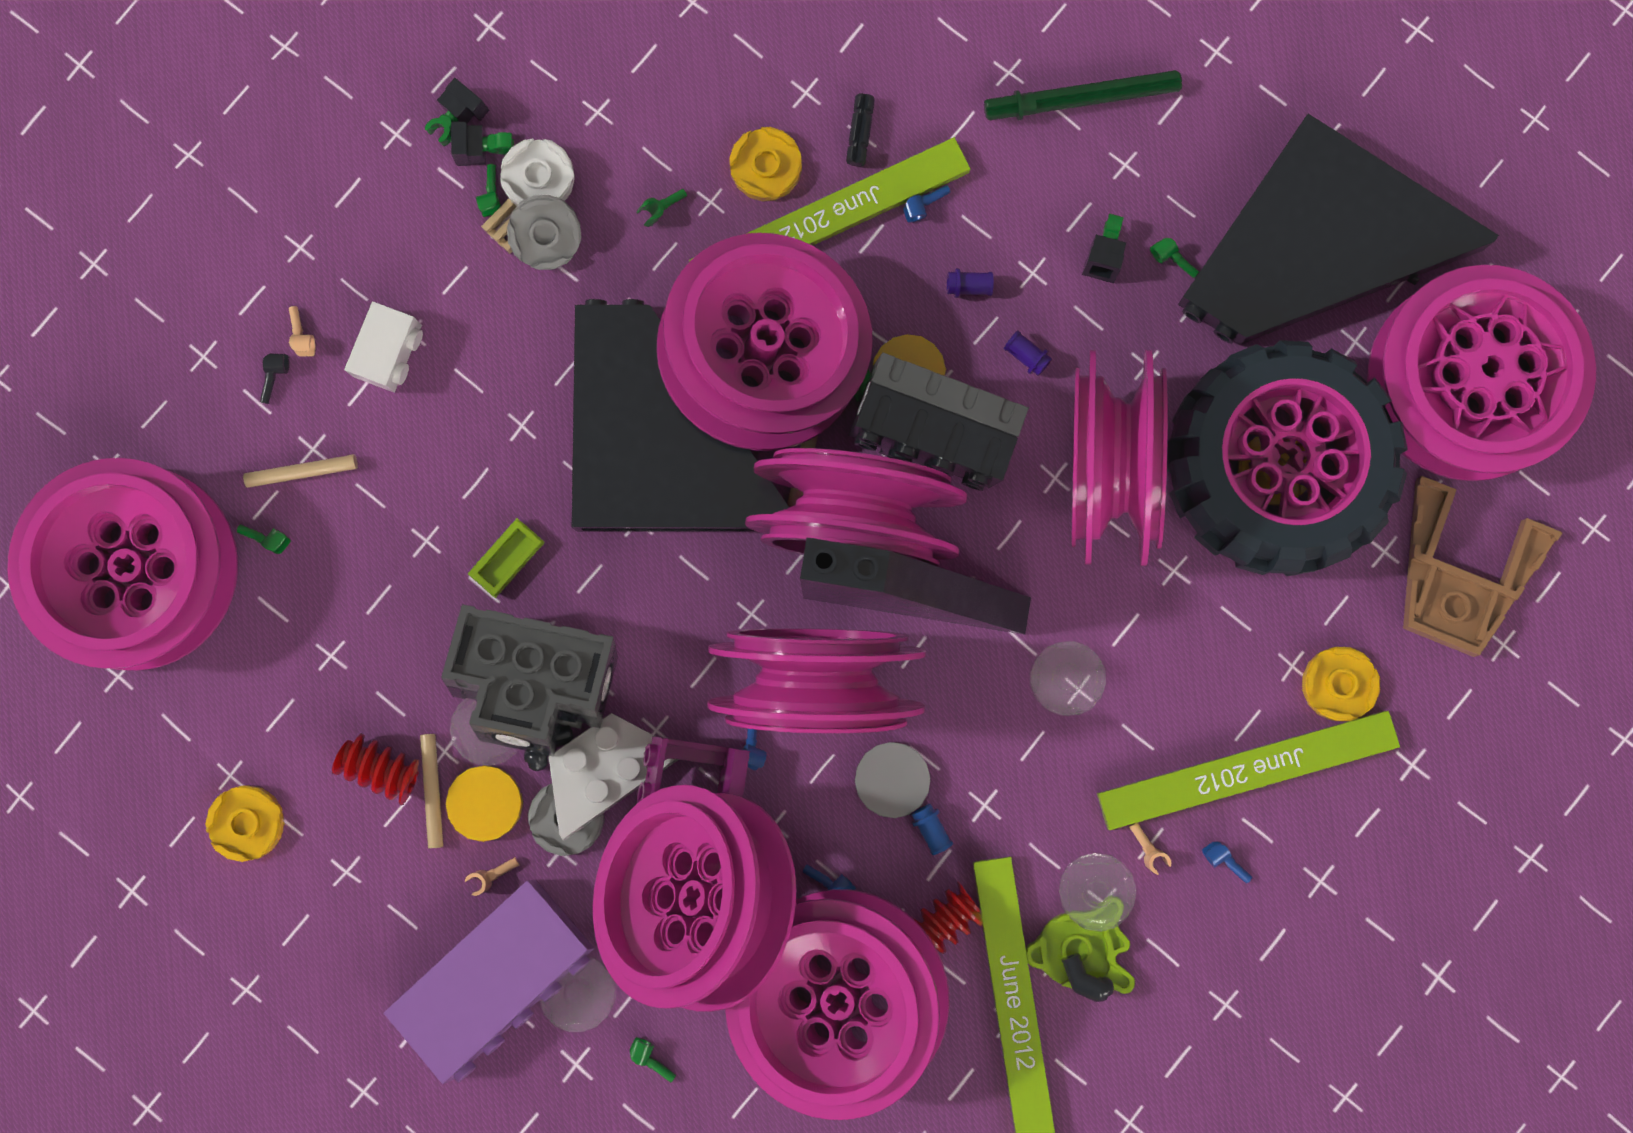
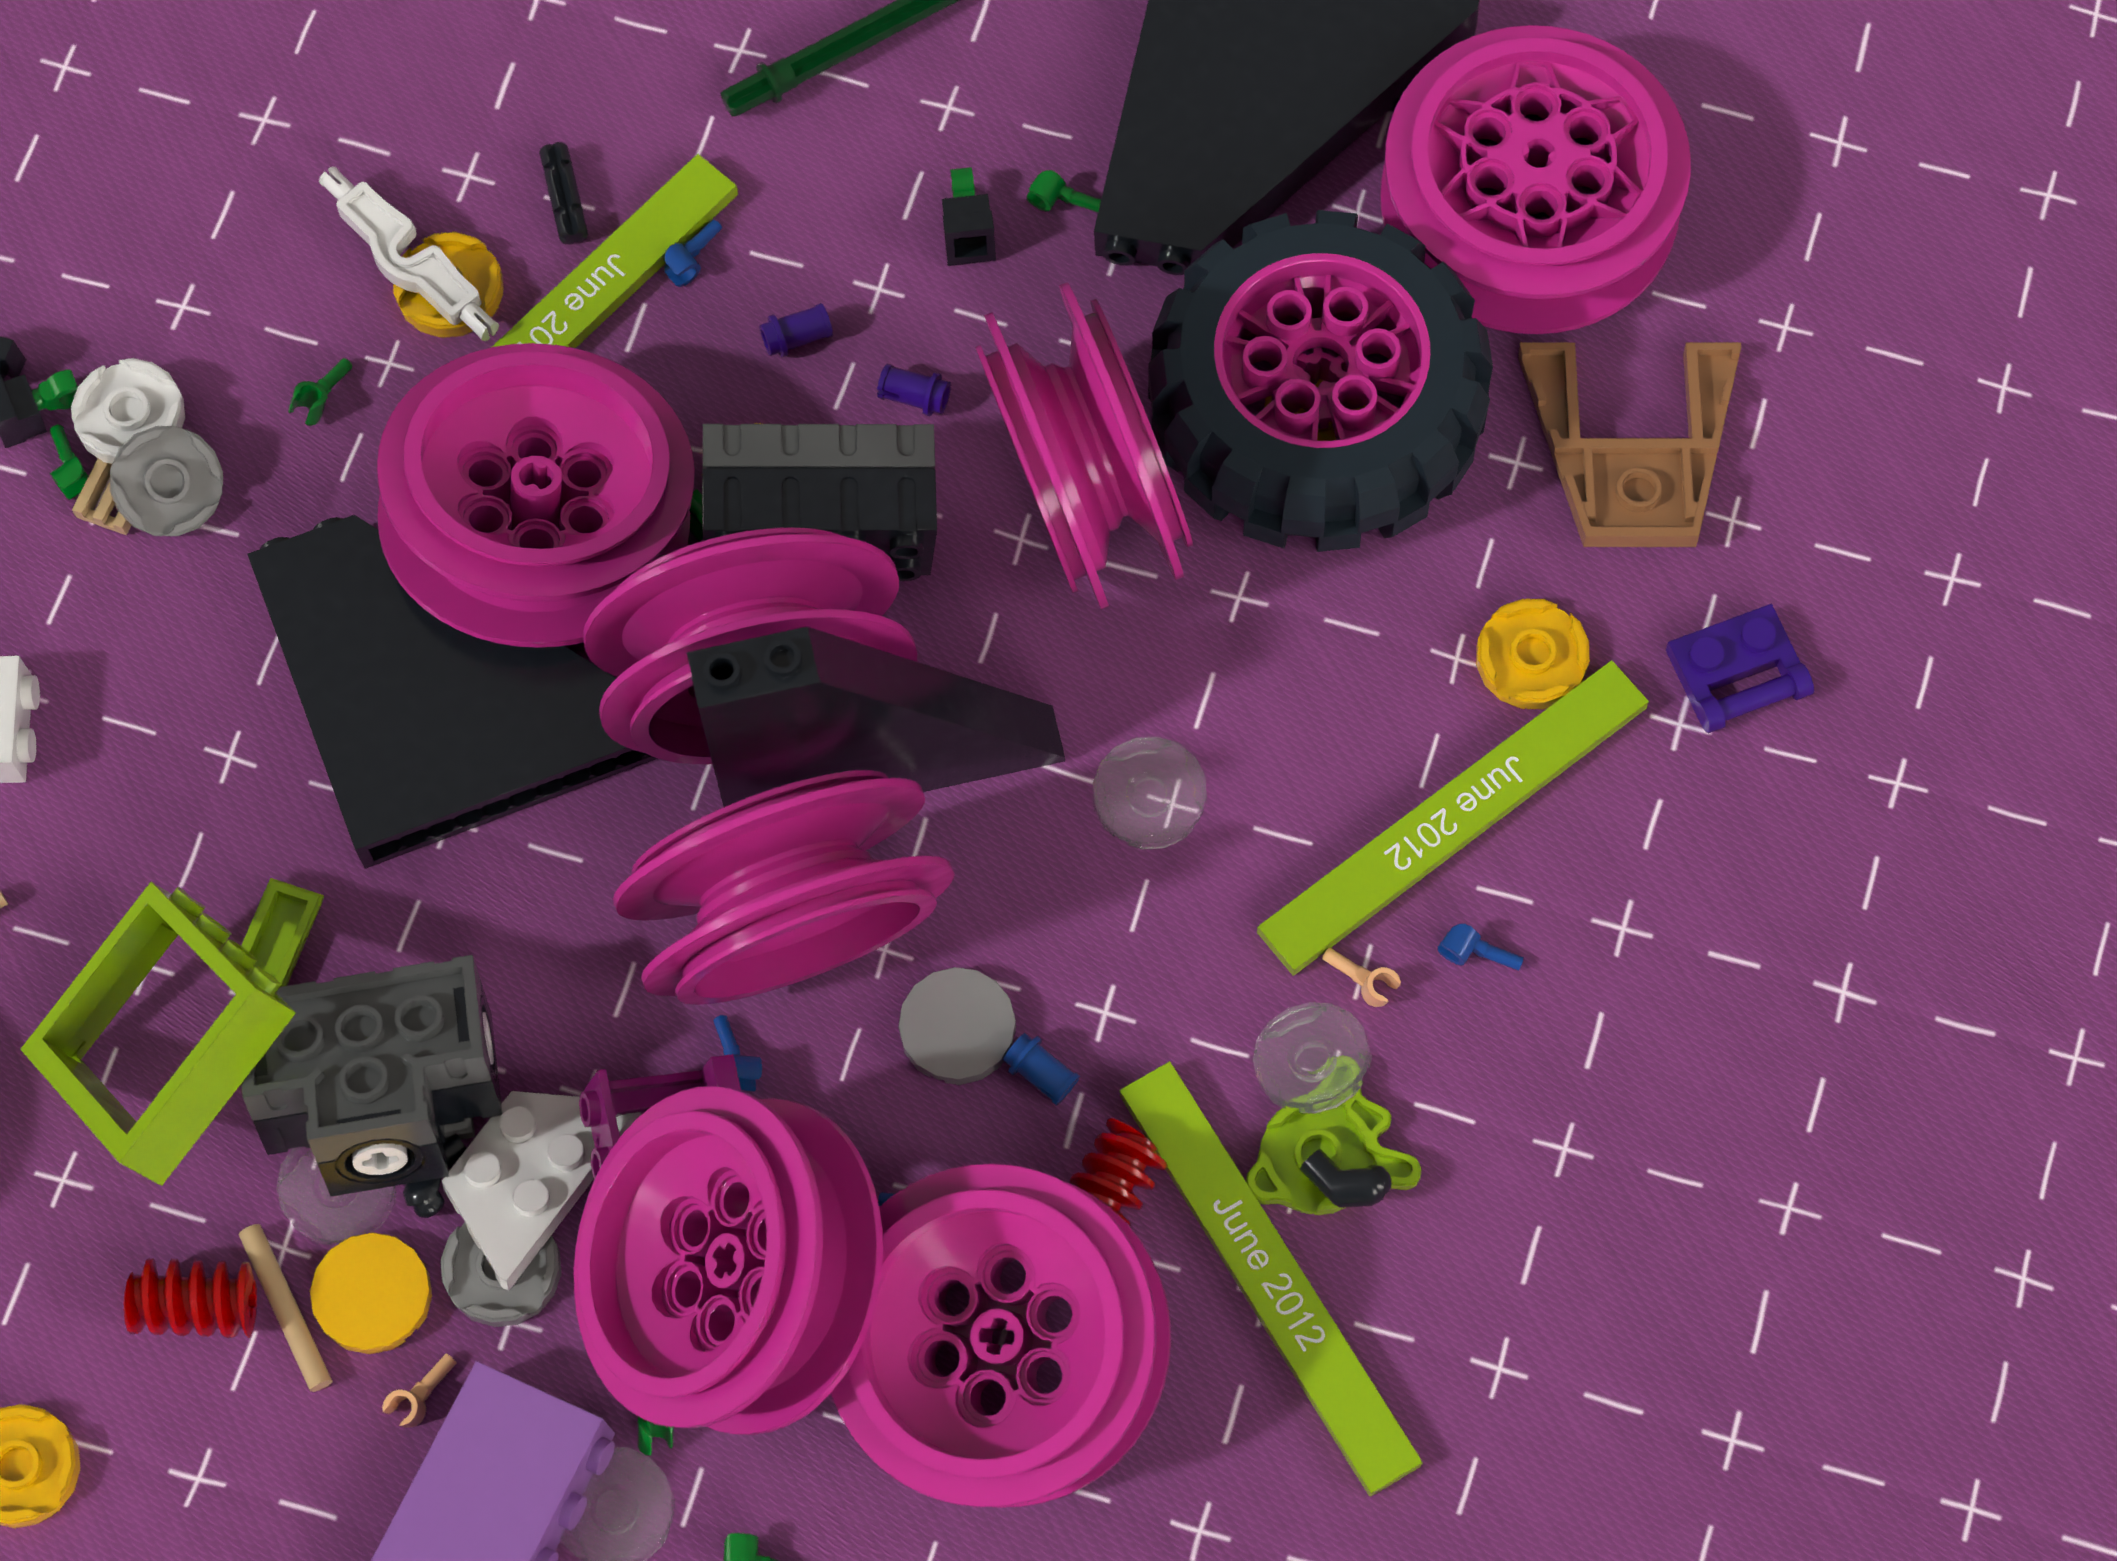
camera: 25 degrees left, 15 degrees down
(366, 673) = (208, 1073): none -> lime window
(753, 153) = (425, 272): none -> white piece
(1465, 734) = (1734, 652): none -> dark purple plate

